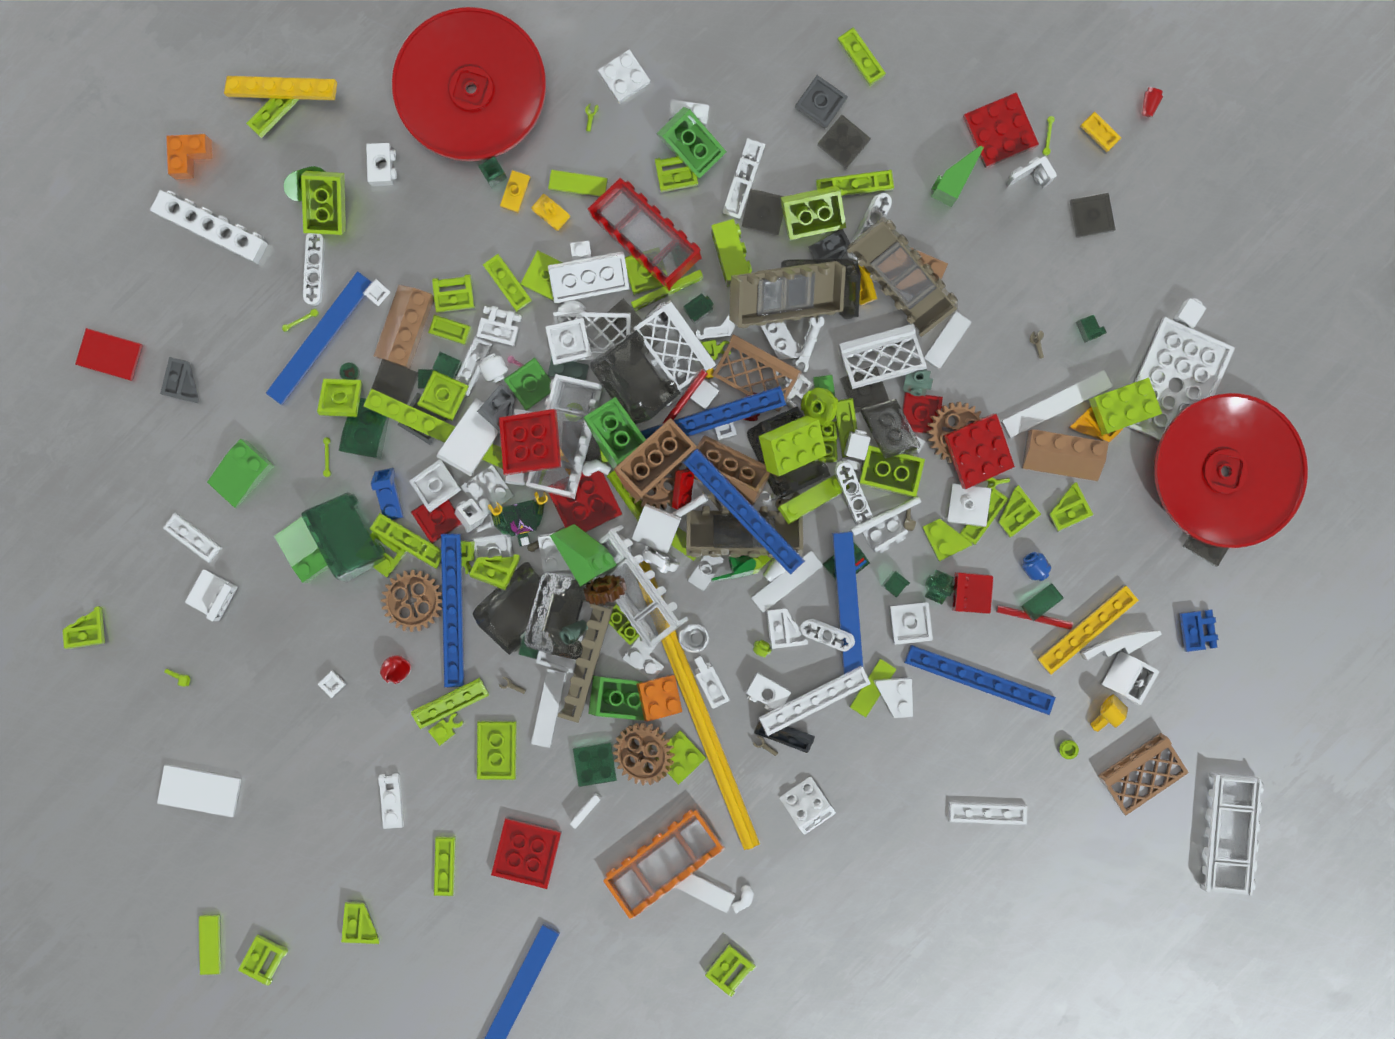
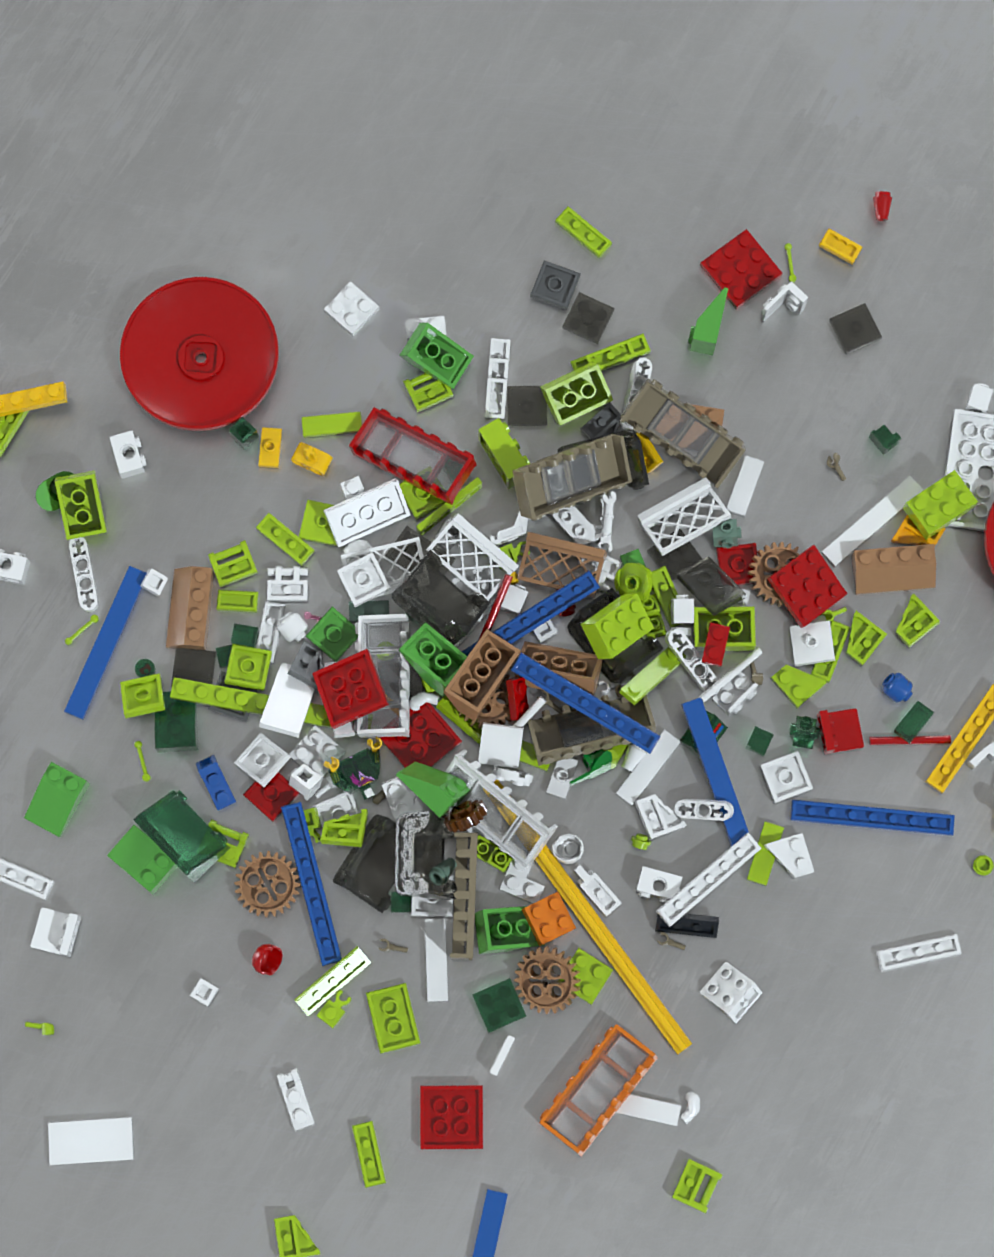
camera: 15 degrees left, 10 degrees down
(407, 540) = (247, 823): lime plate -> none
(590, 116) = (328, 356): lime hand -> none
(698, 308) = (486, 516): clear green brick -> none
(879, 486) = (715, 644): none -> red plate

